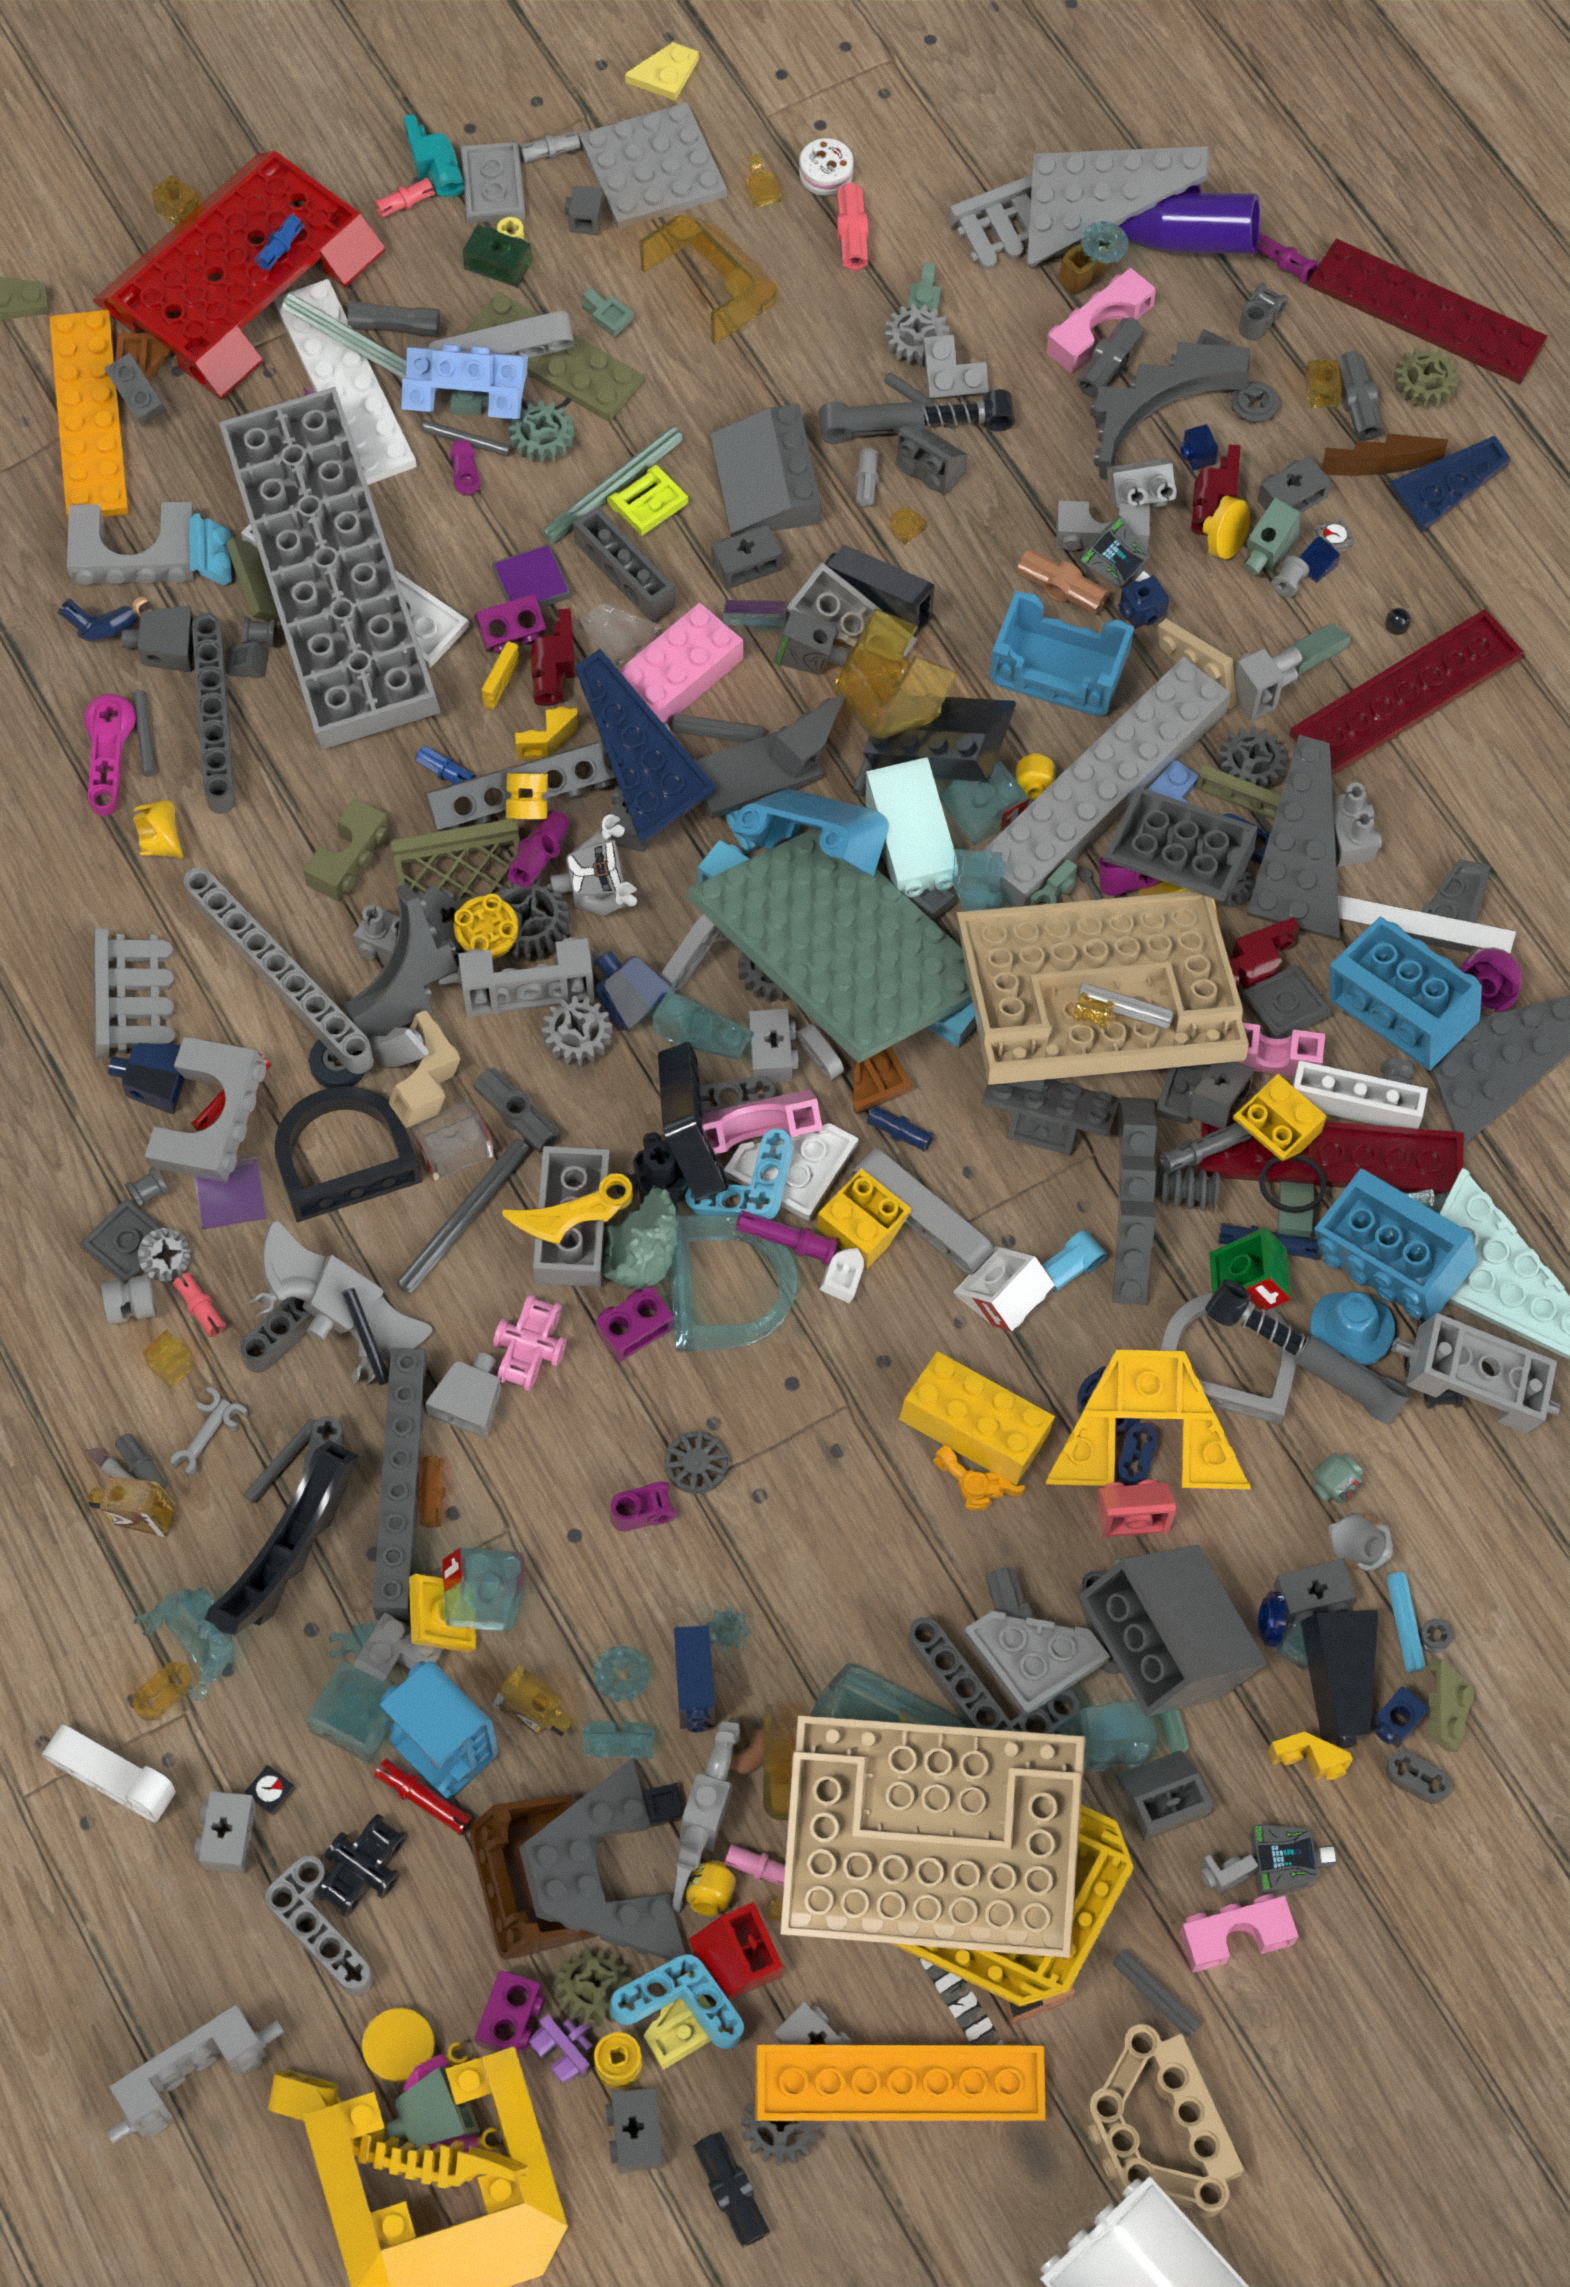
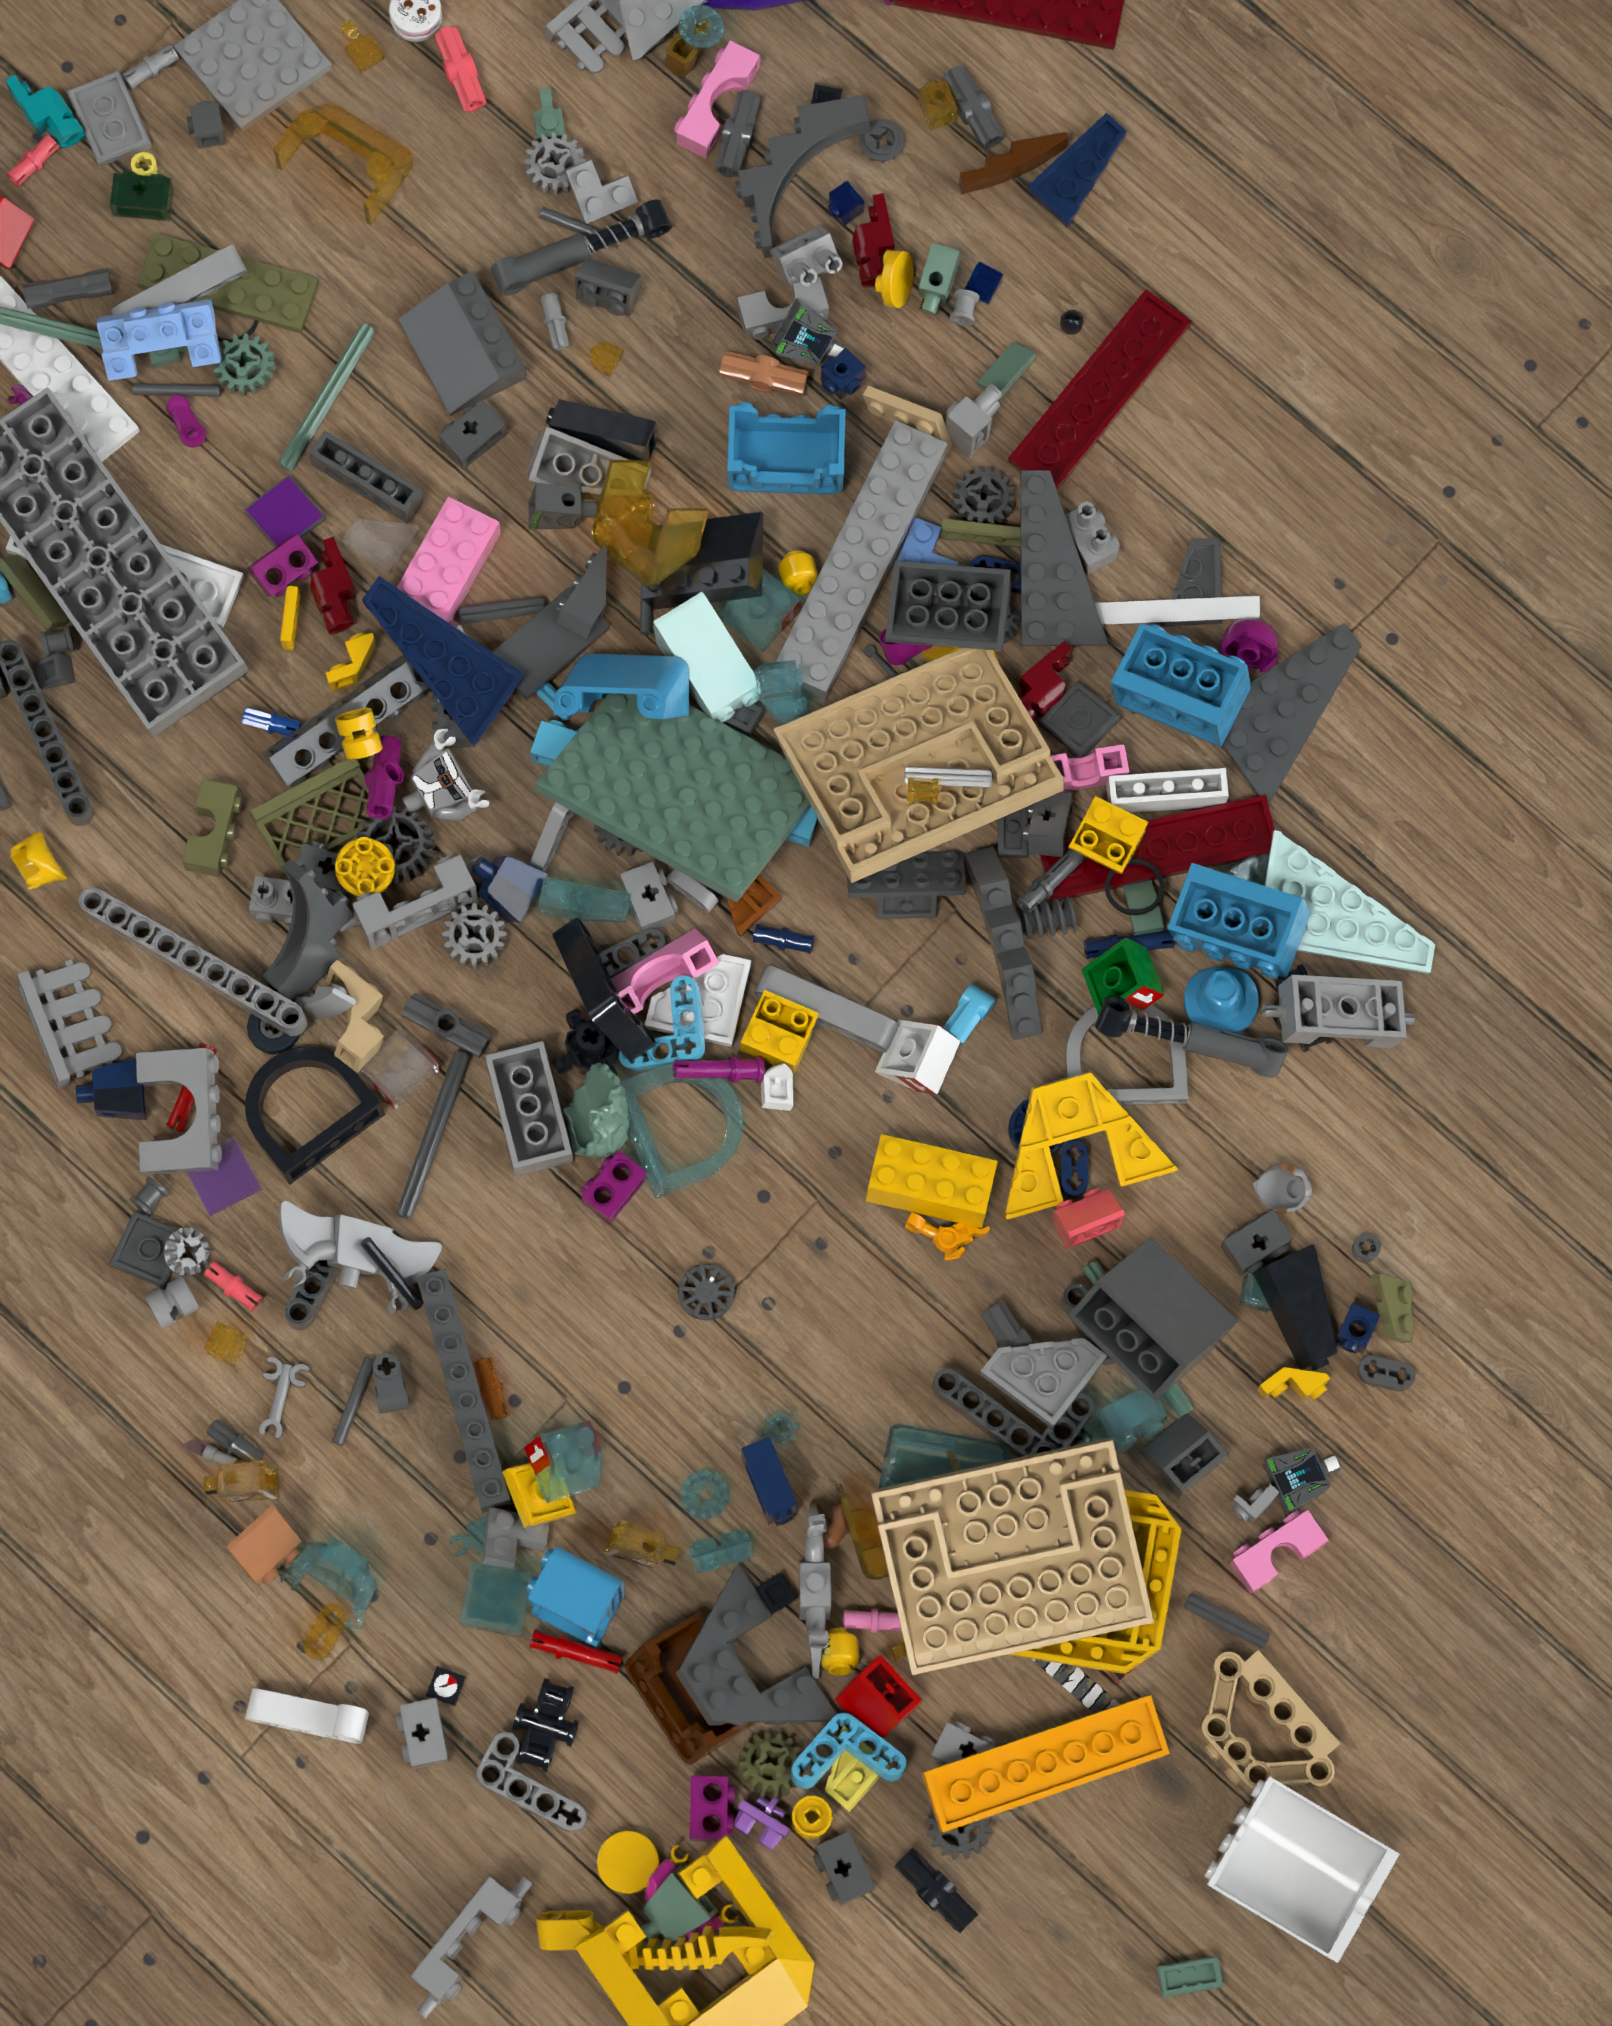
camera: 20 degrees left, 10 degrees up
(127, 1574) = (265, 1547): none -> nougat slope
(284, 1555) = (389, 1475): black arch -> none
(467, 1396) = (493, 1295): light grey torso -> none
(529, 1342) = (529, 1231): bright pink axle -> none
(554, 1221) = (518, 1122): yellow piece -> none
(607, 314) = (265, 226): sand green plate -> none
(645, 1507) = (679, 1342): magenta piece -> none
(652, 506) = (370, 409): neon yellow plate -> none
(754, 612) = (499, 489): tile -> none
(1059, 883) = (852, 667): sand green plate -> none
(1261, 312) = (860, 43): dark grey piece -> none
(1272, 1619) = (1229, 1278): clear blue gear -> none
(1298, 485) = (947, 205): dark grey brick -> none
(1336, 534) = (992, 253): tile -> none
(1337, 1478) = (1247, 1138): sand green head -> none
(1397, 1070) = (1194, 758): dark grey wheel -> none
(1406, 1622) = (1338, 1244): medium azure axle -> none
(1426, 377) = (1028, 57): olive gear -> none

